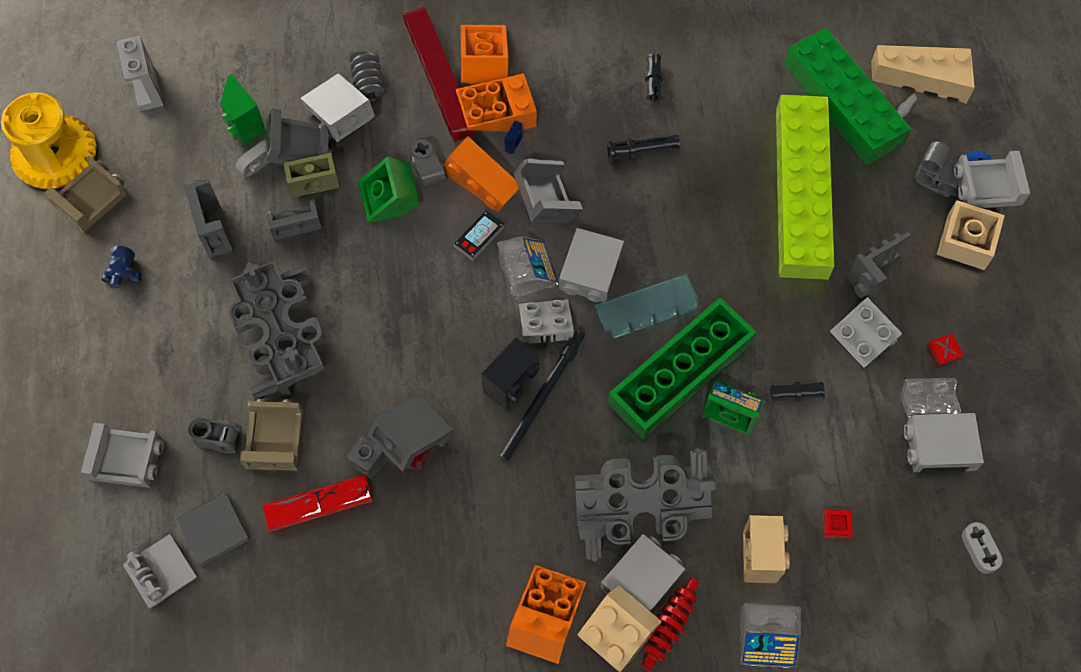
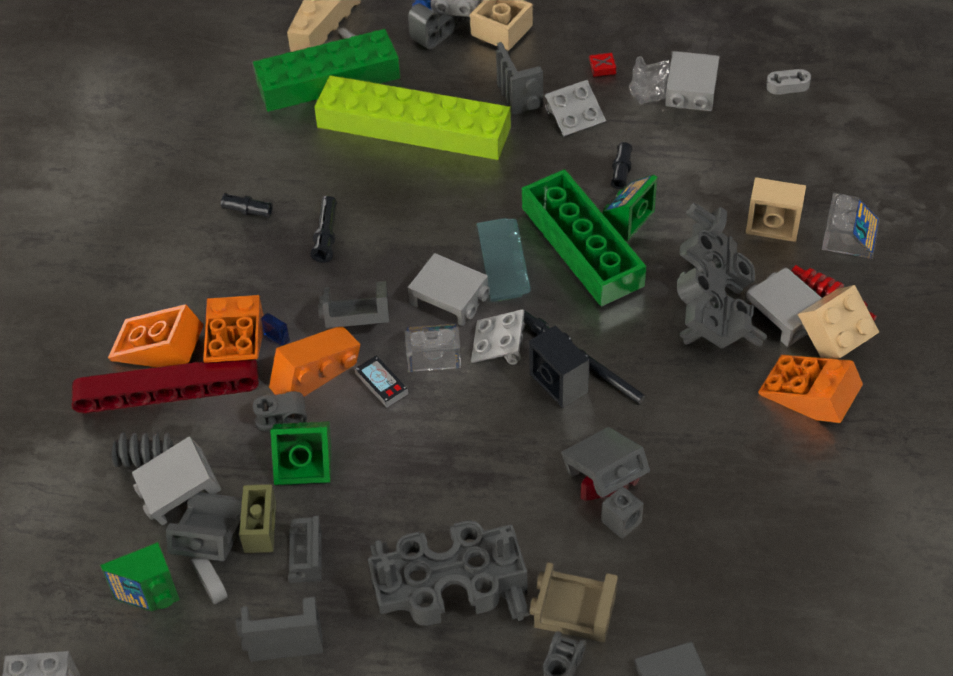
camera: 75 degrees left, 15 degrees down
(317, 503) = (661, 572): red tile -> none
(837, 524) = (751, 166): red tile -> none

